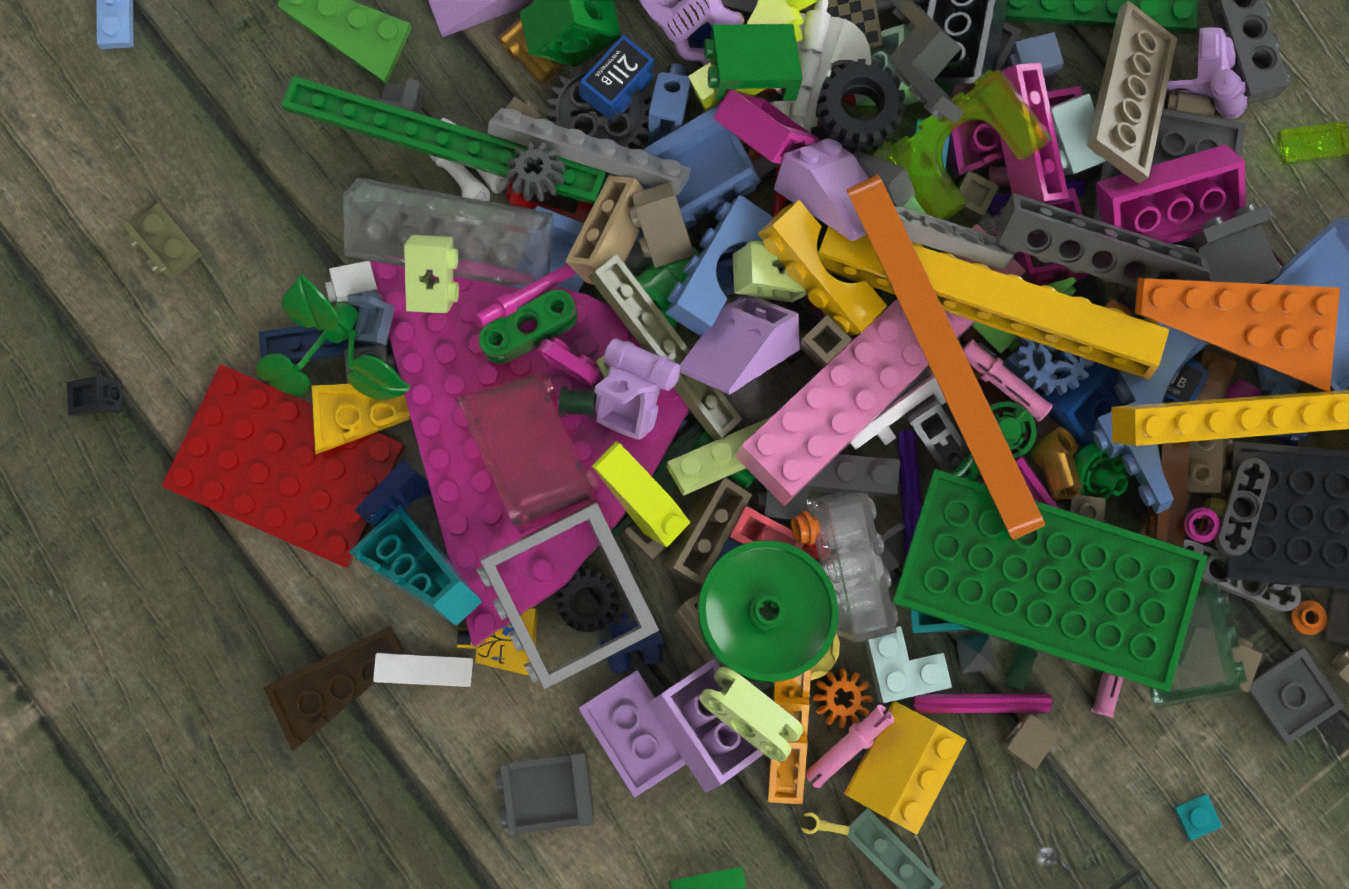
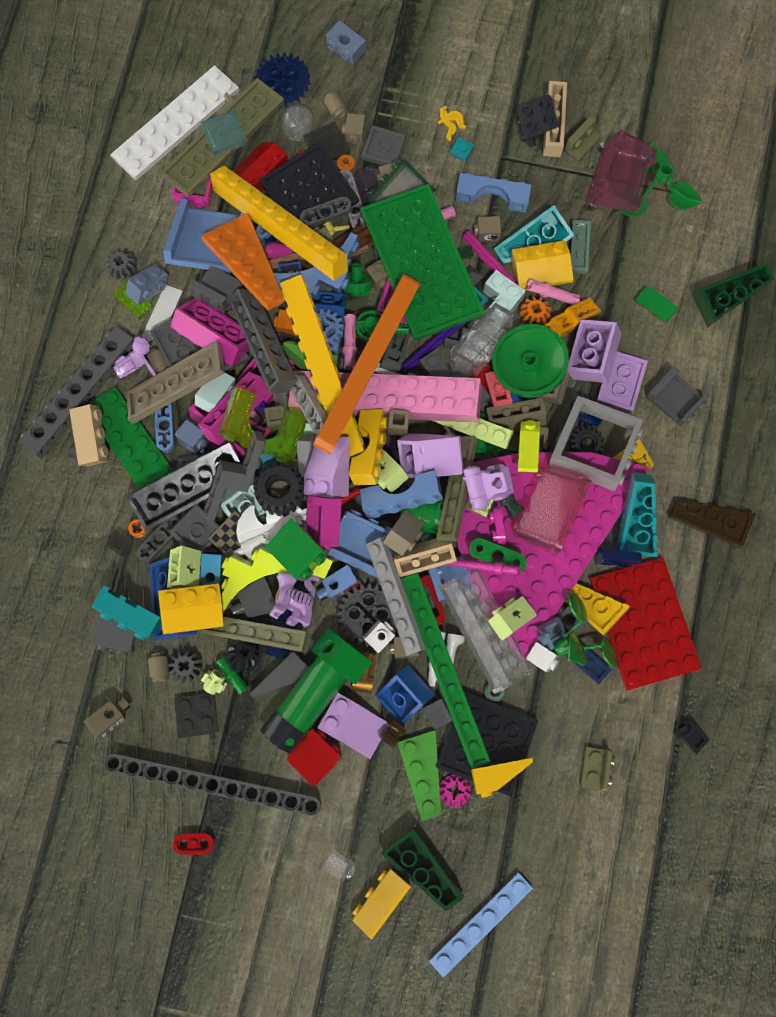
camera: 135 degrees left, 5 degrees down
(258, 102) = (494, 777): none -> yellow slope
(287, 61) = (461, 798): none -> dark pink gear
(298, 155) = (504, 735): none -> black plate
(423, 670) = (675, 488): white sticker -> none
(424, 23) = (392, 733): none -> dark brown wheel
(458, 79) = (404, 695): none -> blue slope
(540, 160) = (433, 603): dark grey gear -> none
(556, 92) = (379, 635): none -> white brick
(617, 78) = (349, 613): brick -> none
(752, 714) = (577, 334): yellowish green piece -> none
(805, 528) = (483, 372): orange plate -> none
(823, 825) = (592, 282): light yellow hand -> none
(961, 820) = (543, 229): none -> teal wedge
(1055, 457) = (364, 300): pearl gold piece -> none
(1083, 39) = (160, 438): none -> medium blue beam
(1119, 772) = (513, 193): none -> medium blue arch
(1210, 528) = (345, 224): dark pink cone -> none
(1254, 622) = (364, 181): none -> clear purple slope
(1267, 851) = (447, 120): none -> yellow piece
(1268, 179) = (163, 310): none -> white sticker
(1323, 173) = (146, 284): none -> sand blue brick

